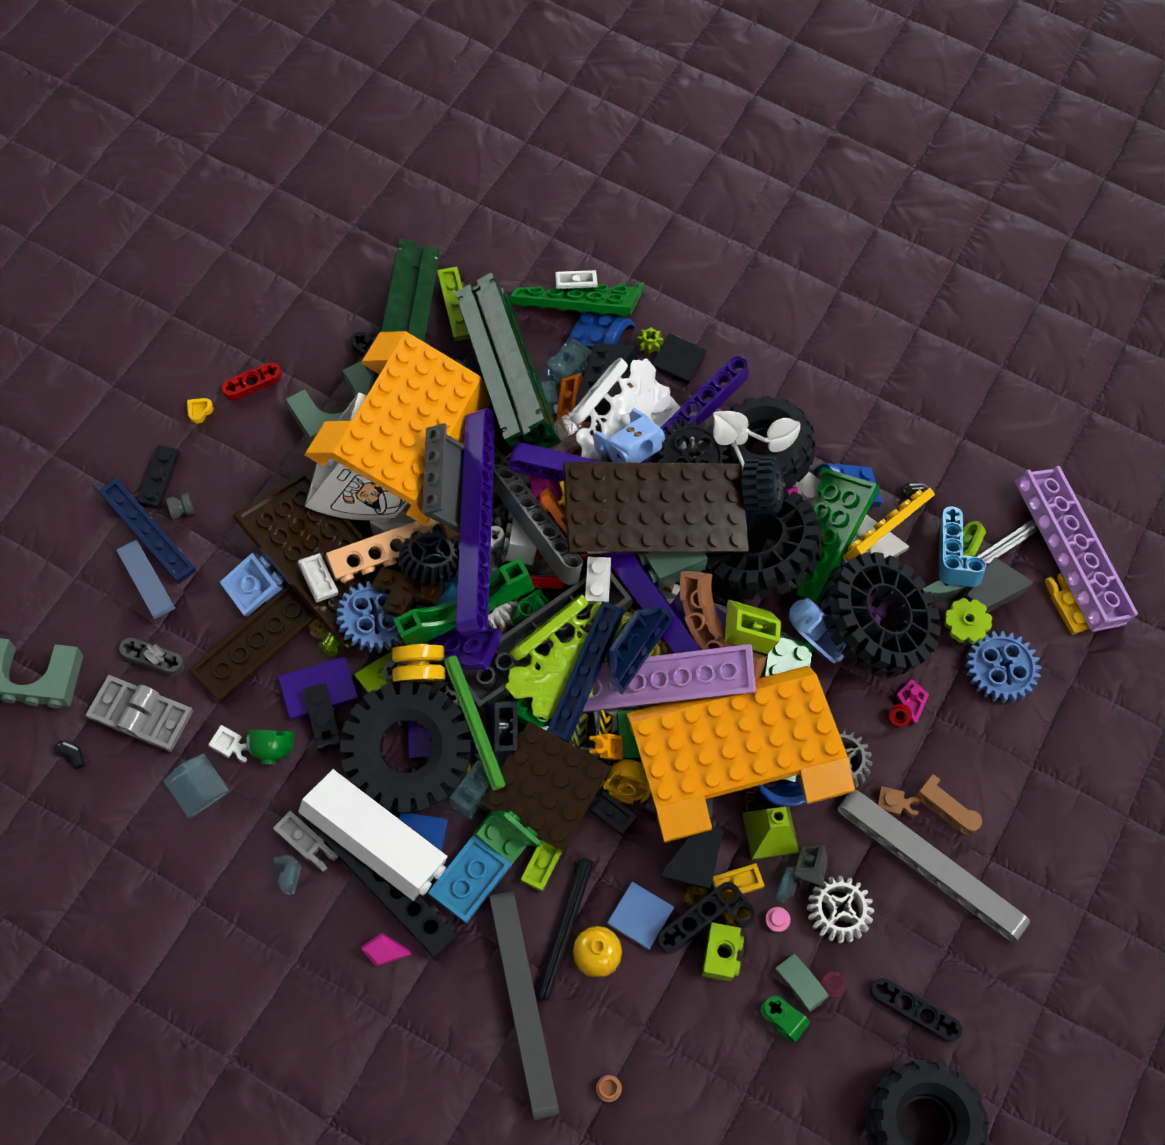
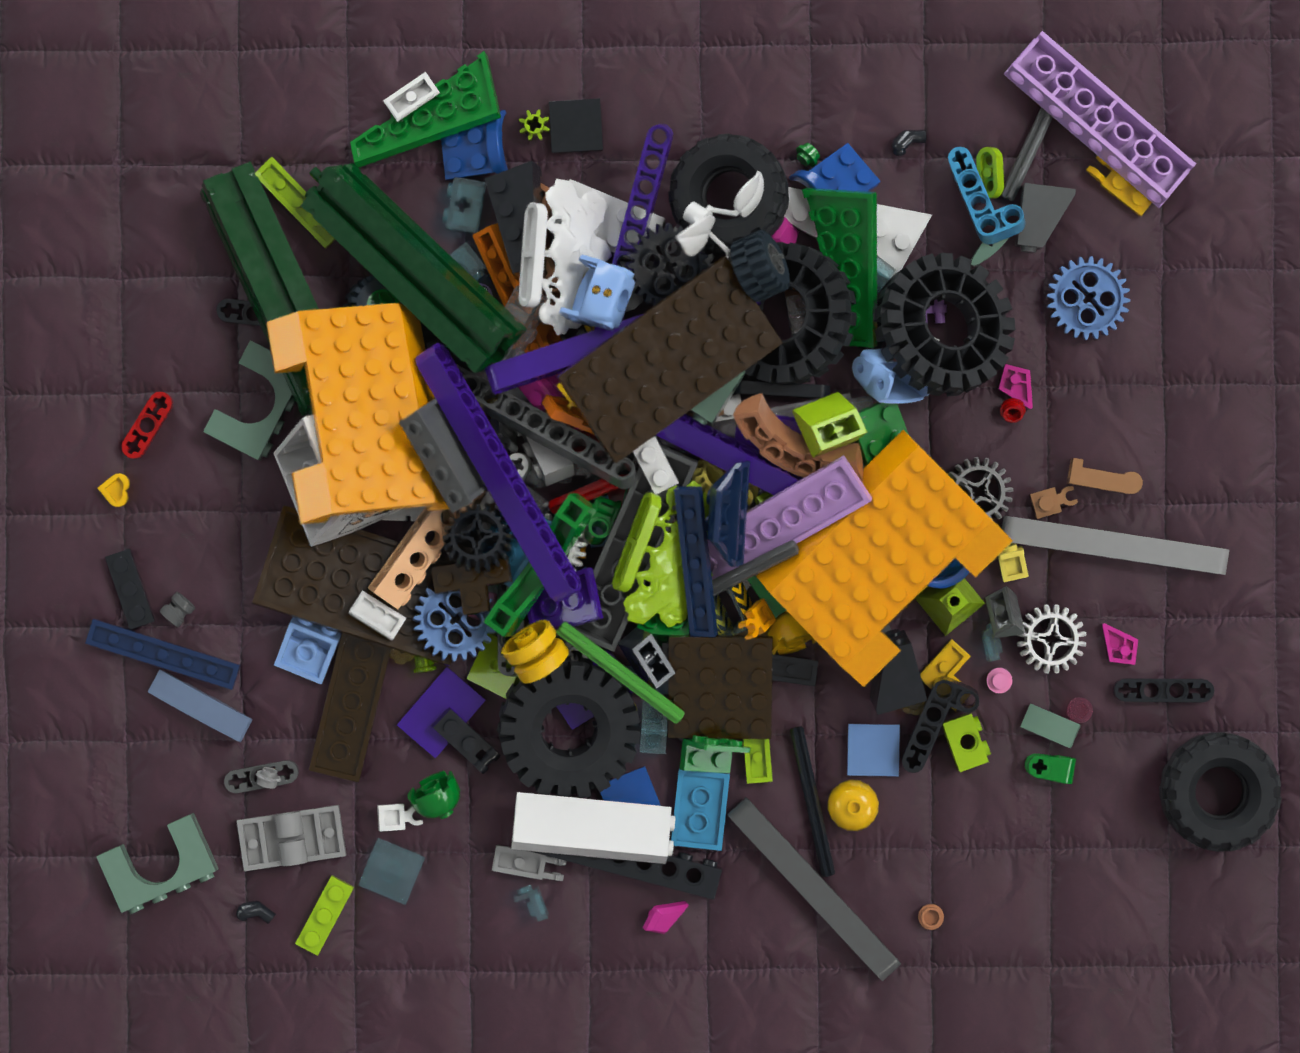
camera: 25 degrees left, 25 degrees up
(120, 788) = (324, 915): none -> lime plate
(629, 703) = (755, 567): none -> dark grey axle
(837, 457) = (807, 154): none -> green plate
(839, 829) = (1013, 563): none -> light yellow bracket
(885, 526) = (901, 219): yellow plate -> none
(896, 950) = (1119, 645): none -> dark pink piece
(968, 621) = (1018, 275): lime plant -> none

